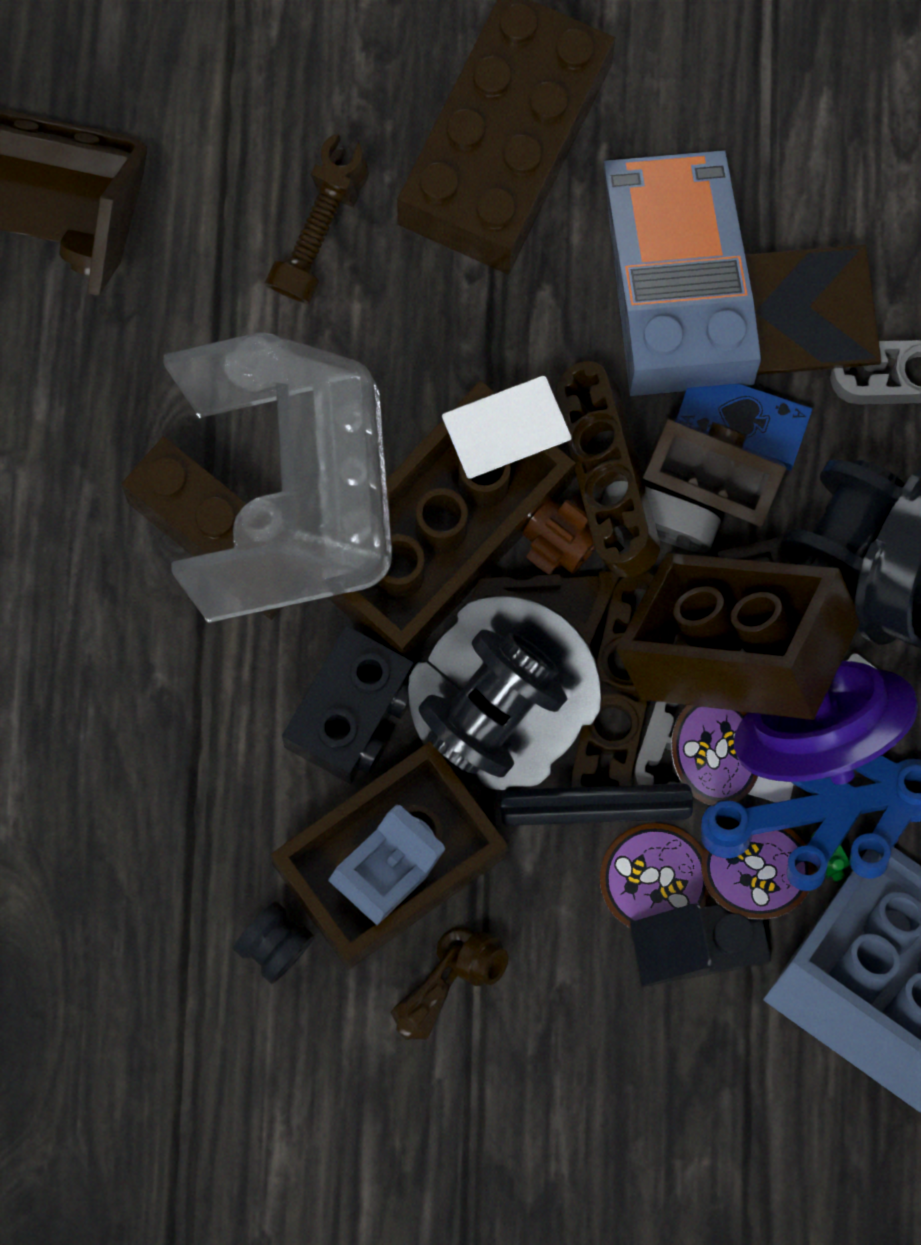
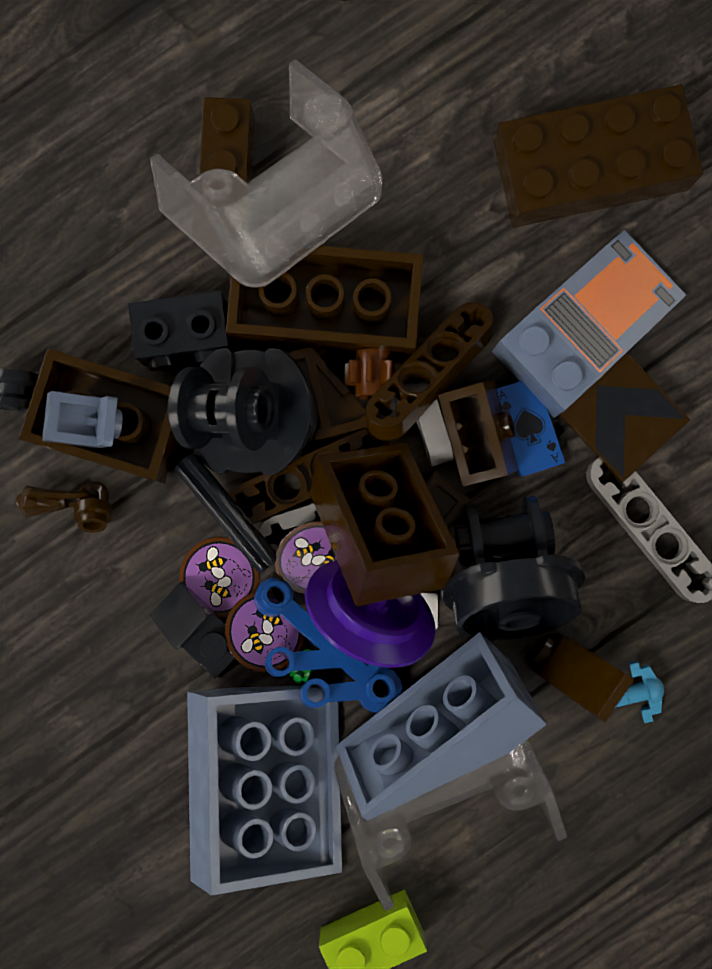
camera: 60 degrees right, 10 degrees up
(333, 182) = (413, 103): dark brown bar -> none
(506, 427) = (406, 291): white sticker -> none

